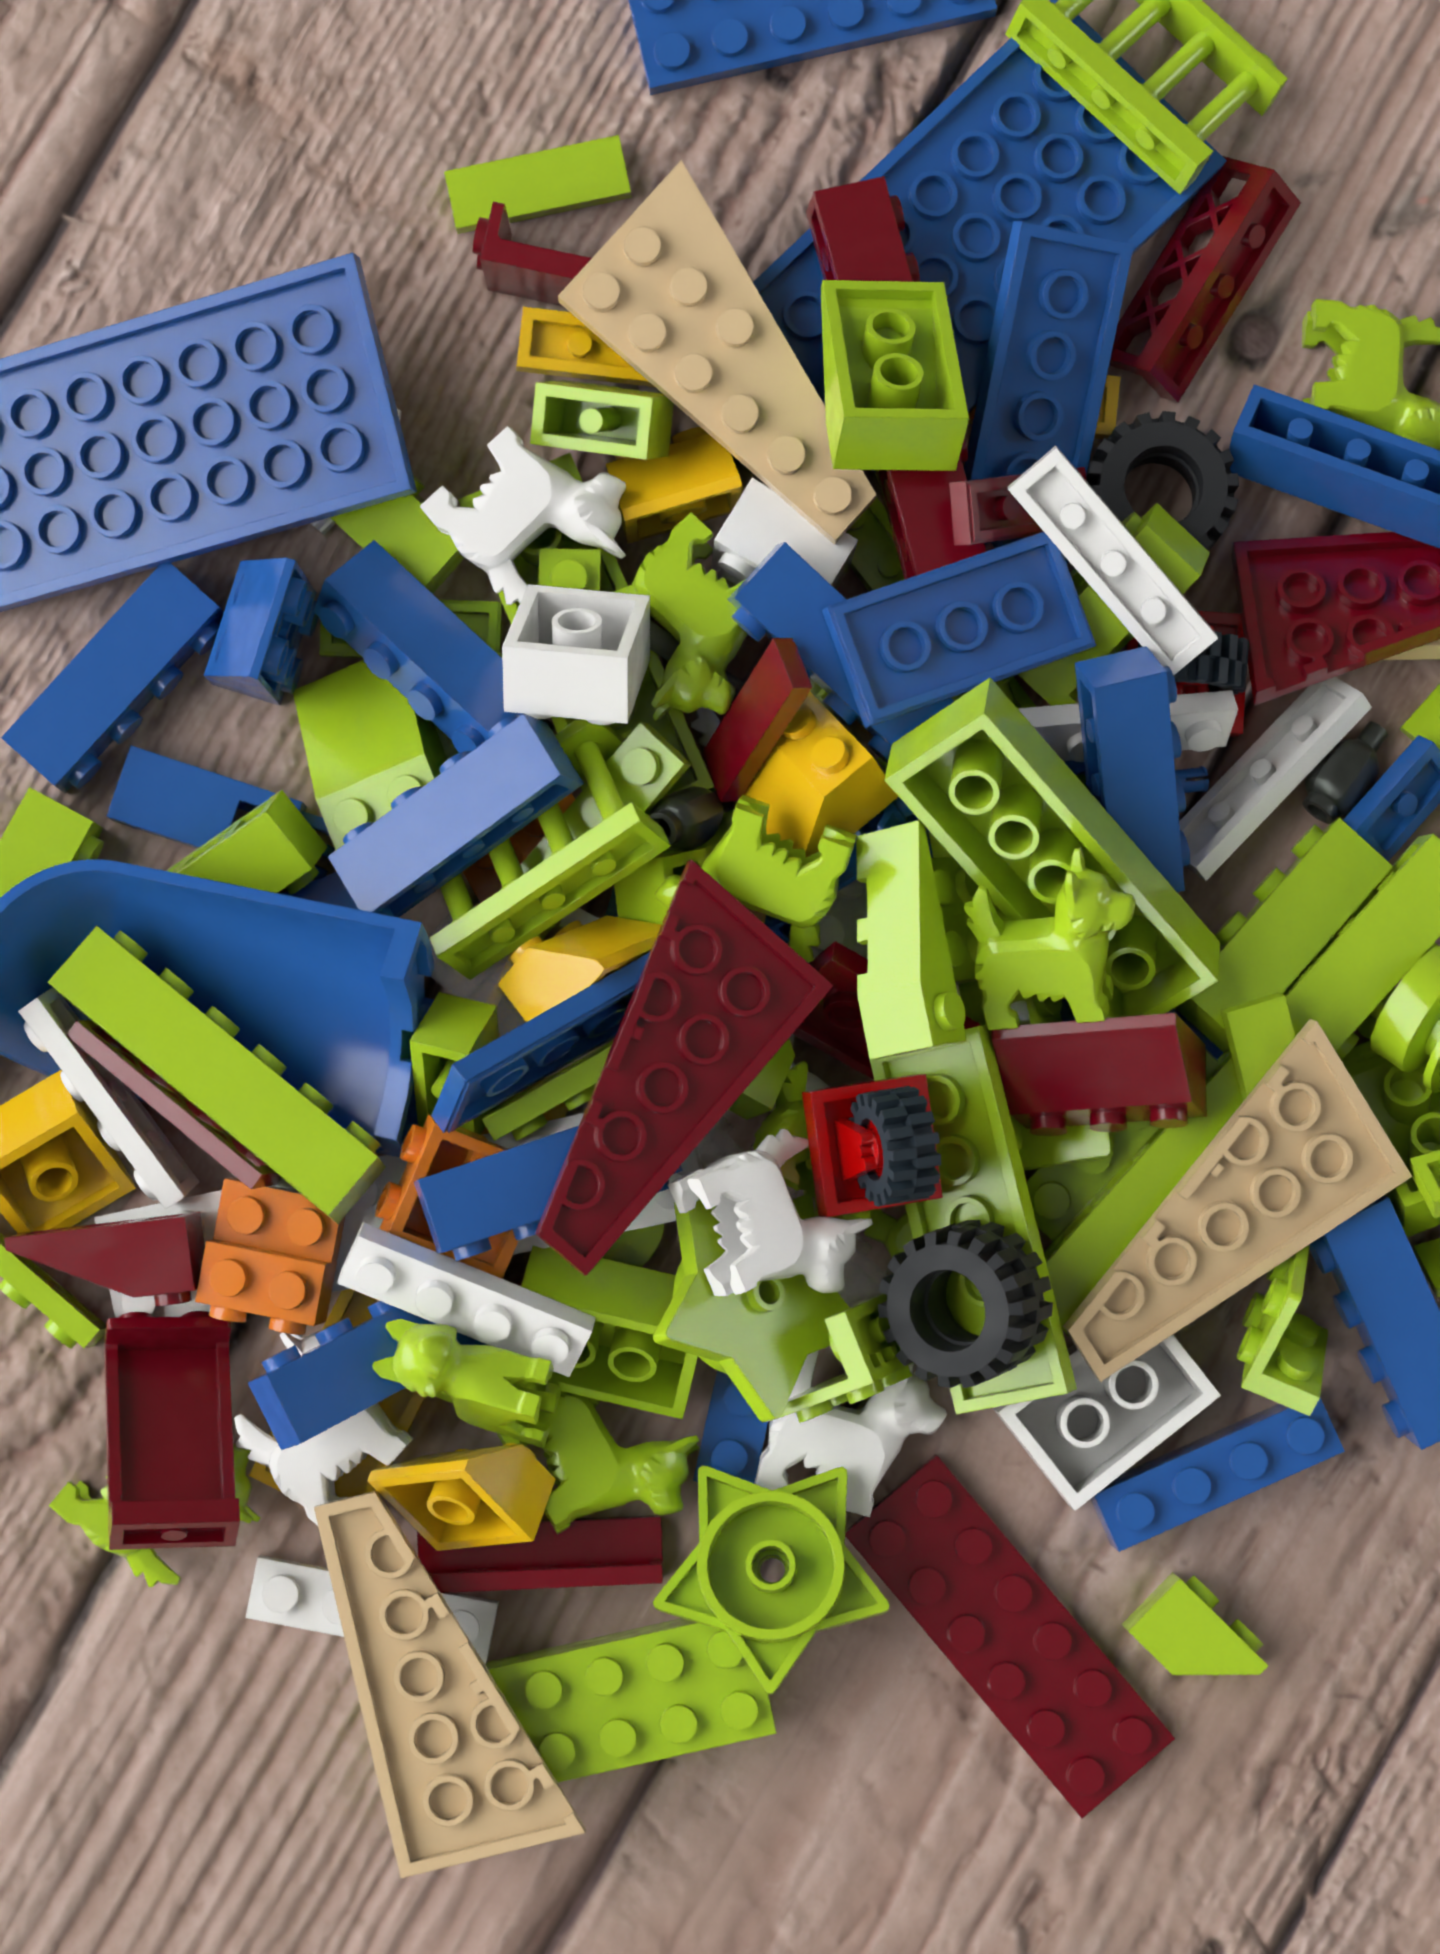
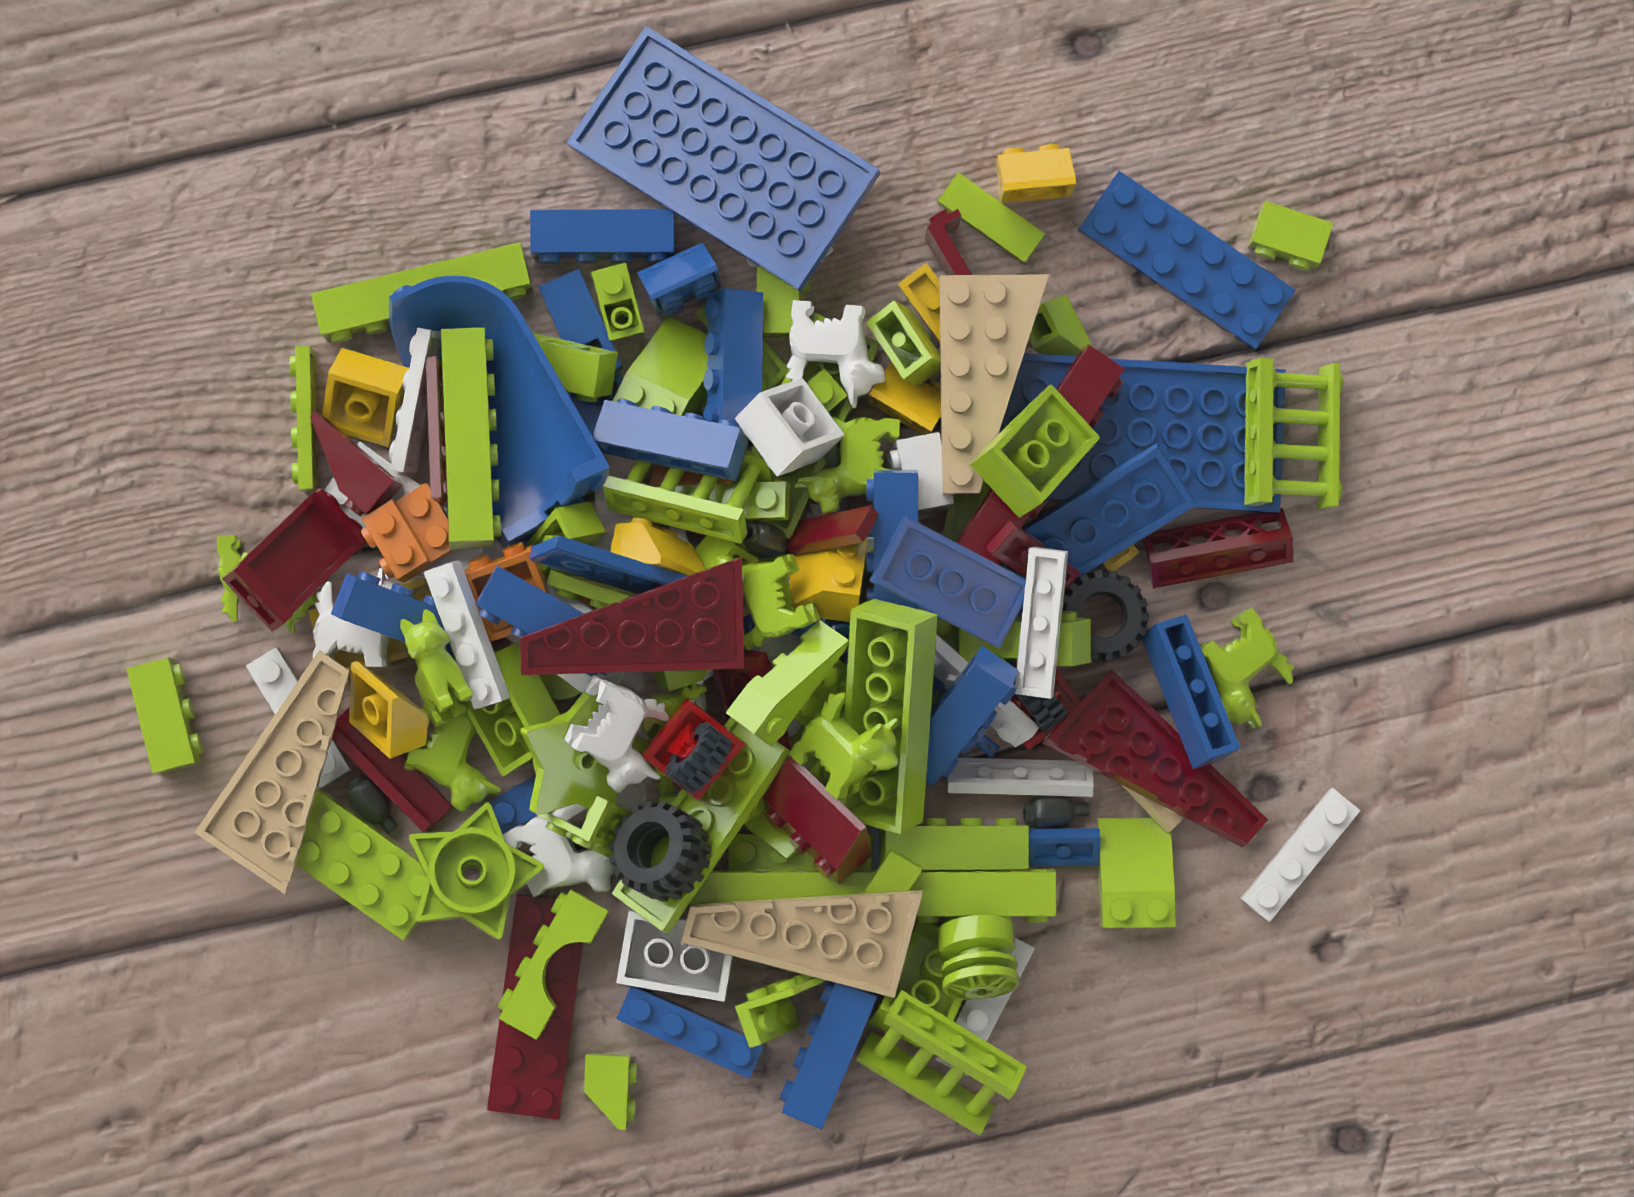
camera: 50 degrees right, 0 degrees up
(214, 1777) = (165, 715): none -> lime brick
(217, 733) = (617, 302): none -> lime slope
(535, 77) = (1035, 174): none -> yellow slope
(562, 1615) = (370, 802): none -> pearl dark grey plant
(757, 221) = (1058, 329): none -> lime slope
(1002, 1643) = (530, 1004): none -> lime arch

